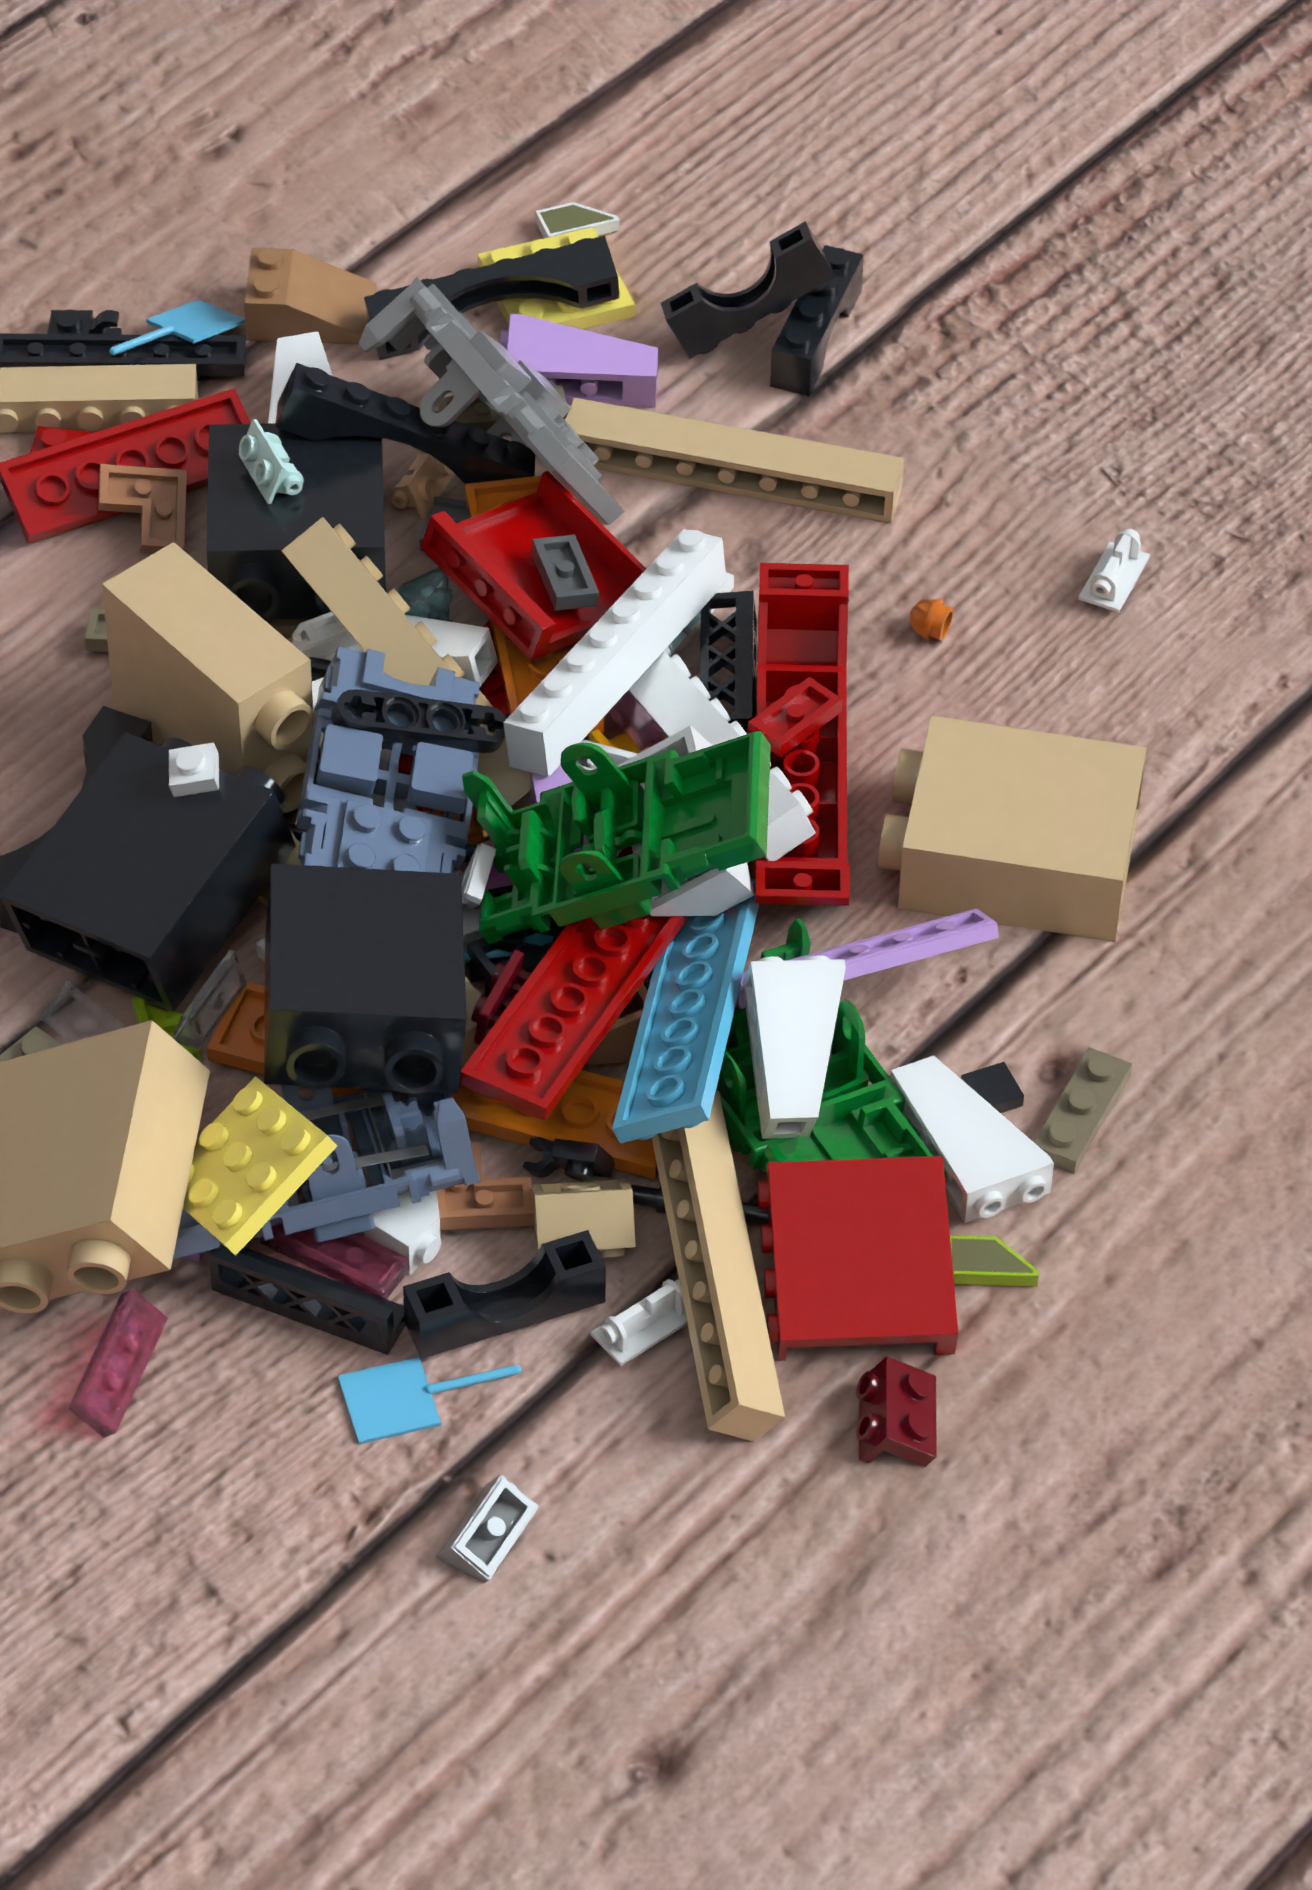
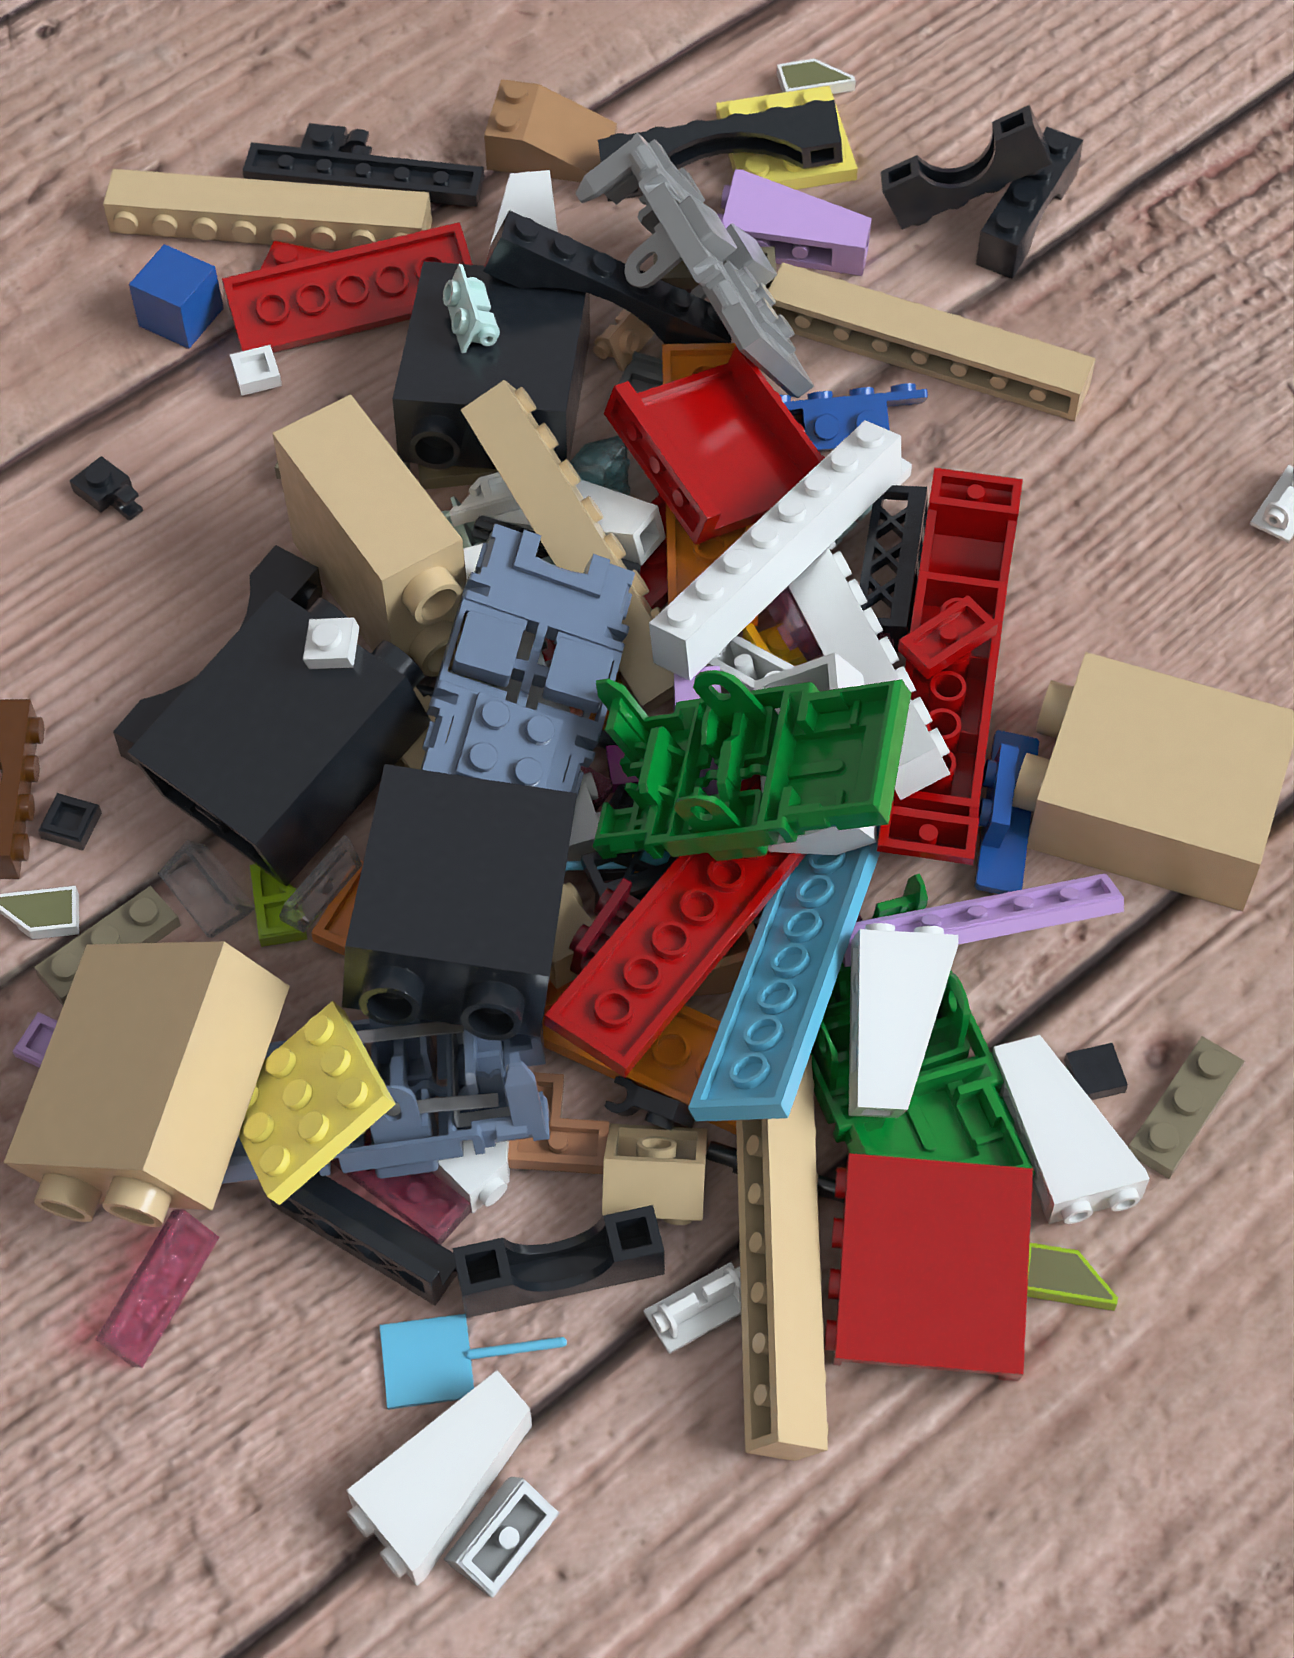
camera: 10 degrees right, 10 degrees up
(44, 550) = (255, 370): none -> white plate
(152, 492) = (369, 326): nougat plate -> none
(190, 321) = (432, 148): medium azure piece -> none
(419, 713) = (566, 619): black beam -> none
(421, 1483) = (438, 1477): none -> white slope
(476, 876) = (600, 784): white tile -> none
(564, 572) = (741, 454): dark grey plate -> none
(651, 535) = (833, 419): none -> blue bracket
(873, 888) = (1003, 826): none -> blue bracket
(897, 1412) = (947, 1453): dark red bracket -> none
(931, 618) = (1100, 531): orange plate -> none

